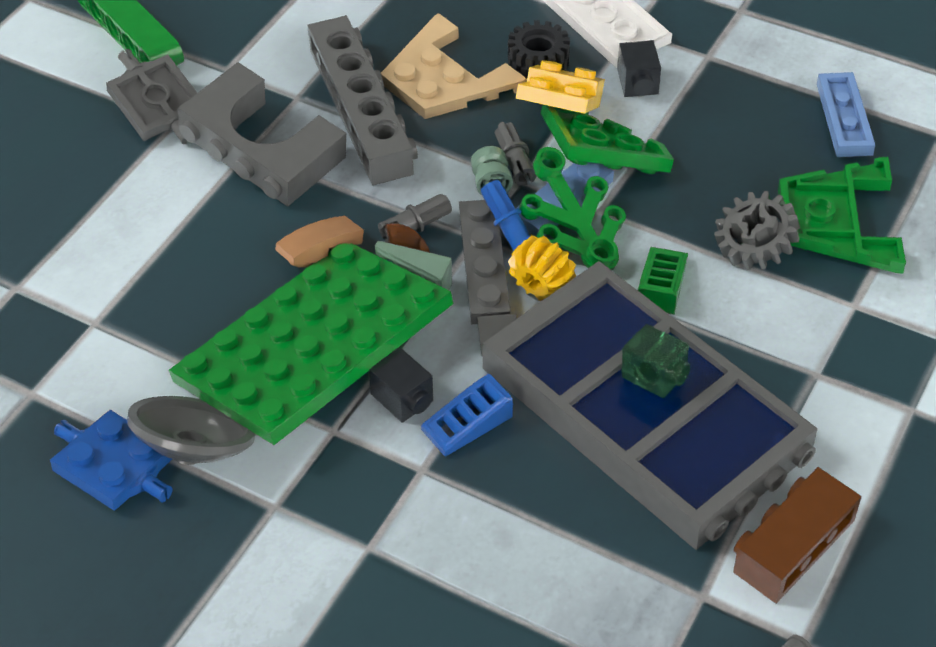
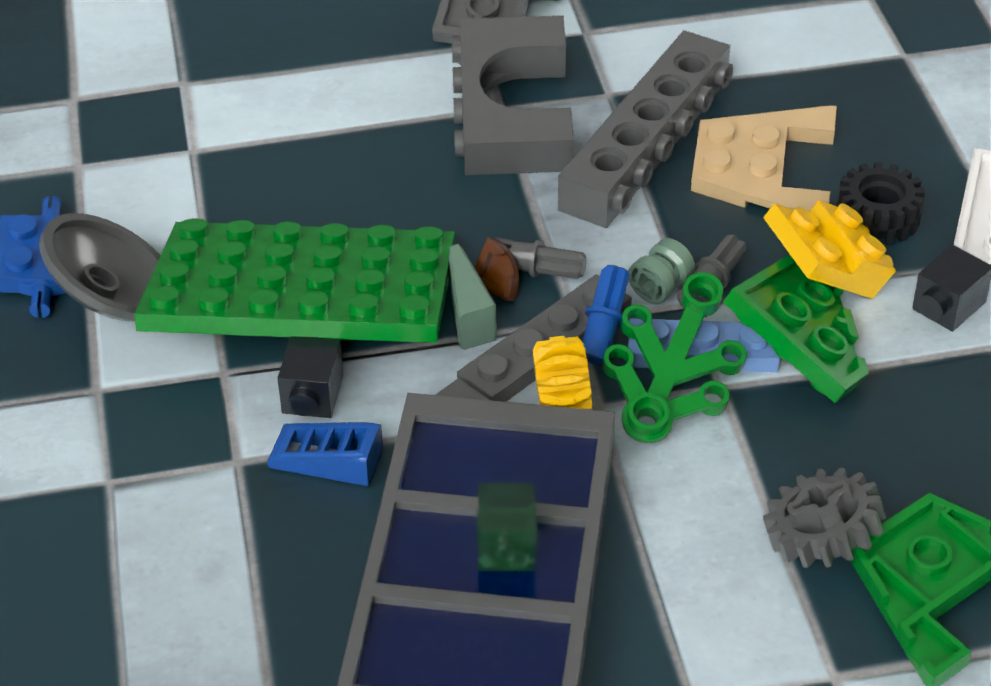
camera: 50 degrees right, 5 degrees down
(314, 240) = (418, 208): medium nougat slope -> none
(663, 297) = (654, 507): green slope -> none

